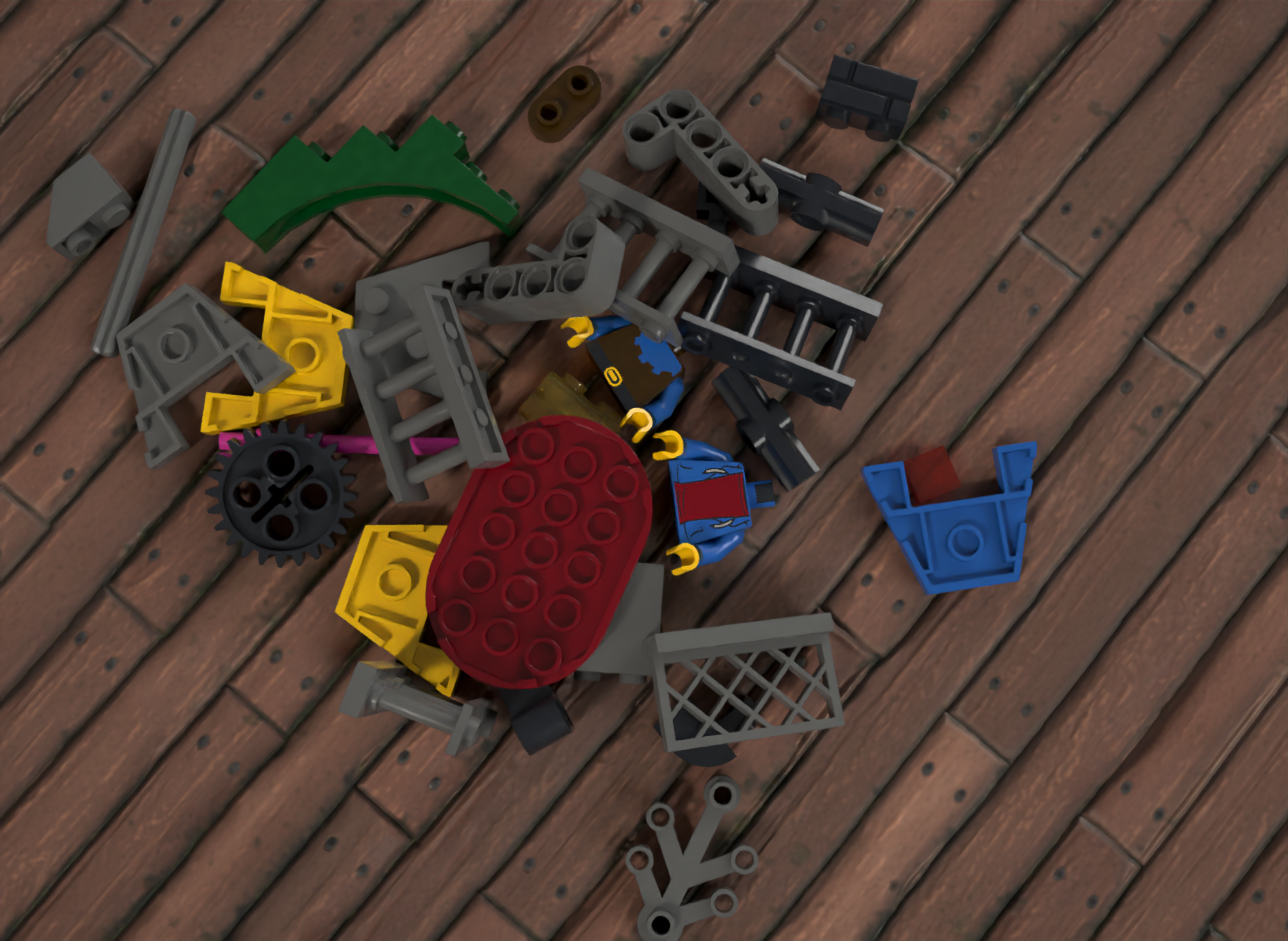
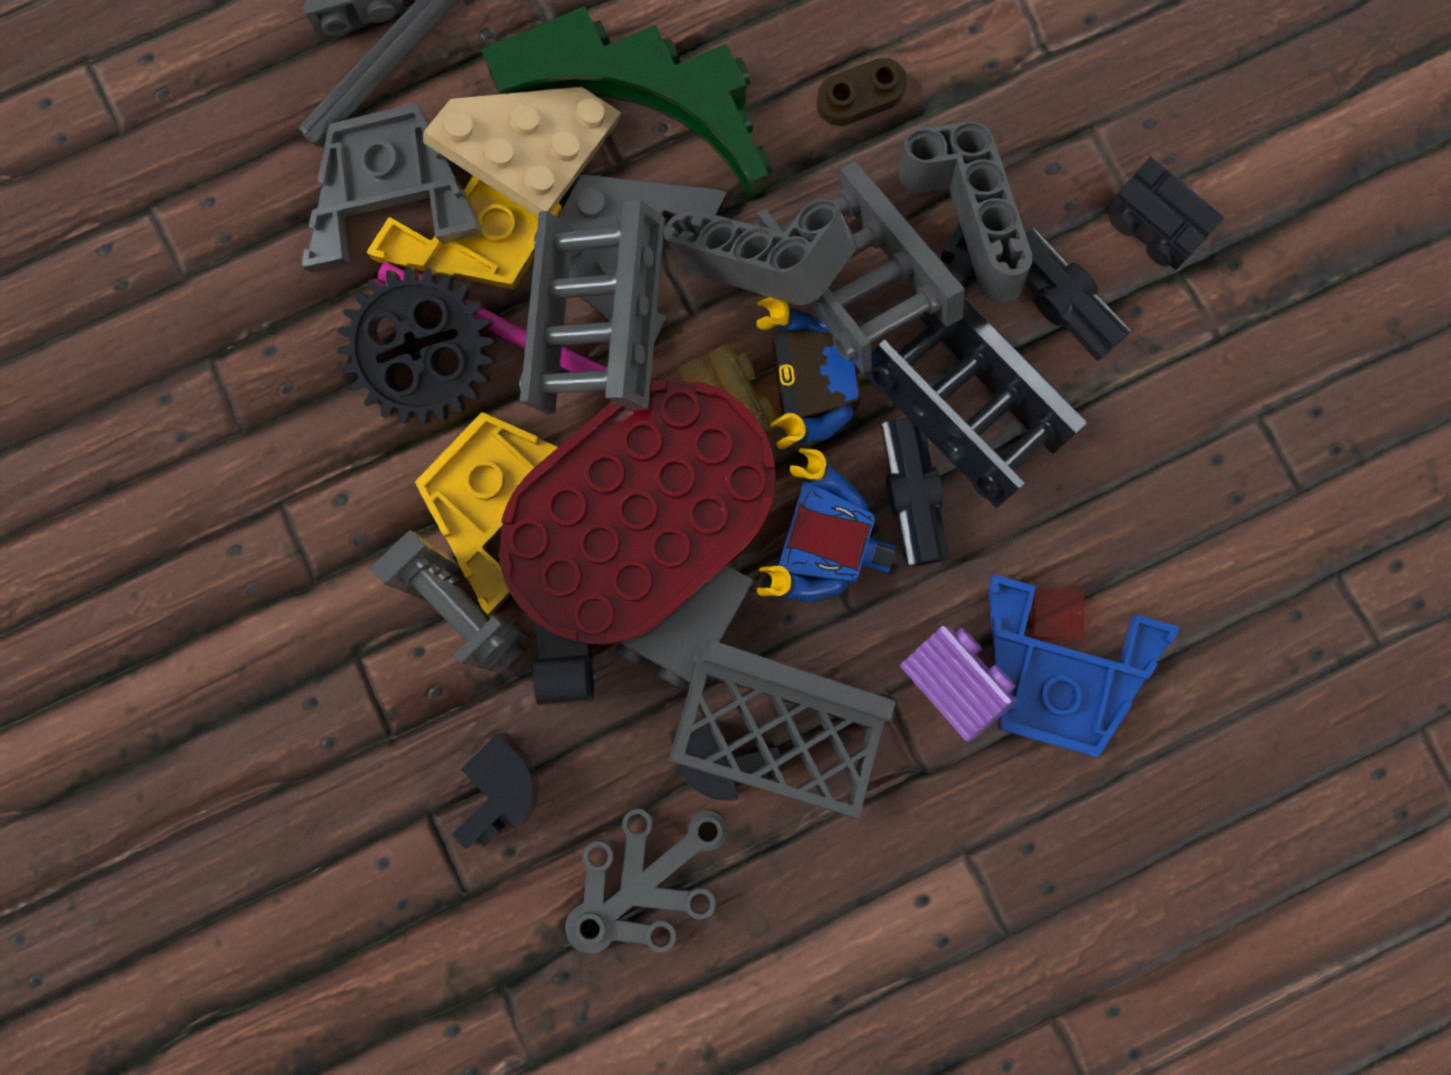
camera: 25 degrees right, 0 degrees up
(294, 276) = (524, 141): none -> tan plate
(535, 833) = (510, 784): none -> black brick
(876, 571) = (960, 682): none -> medium lavender brick

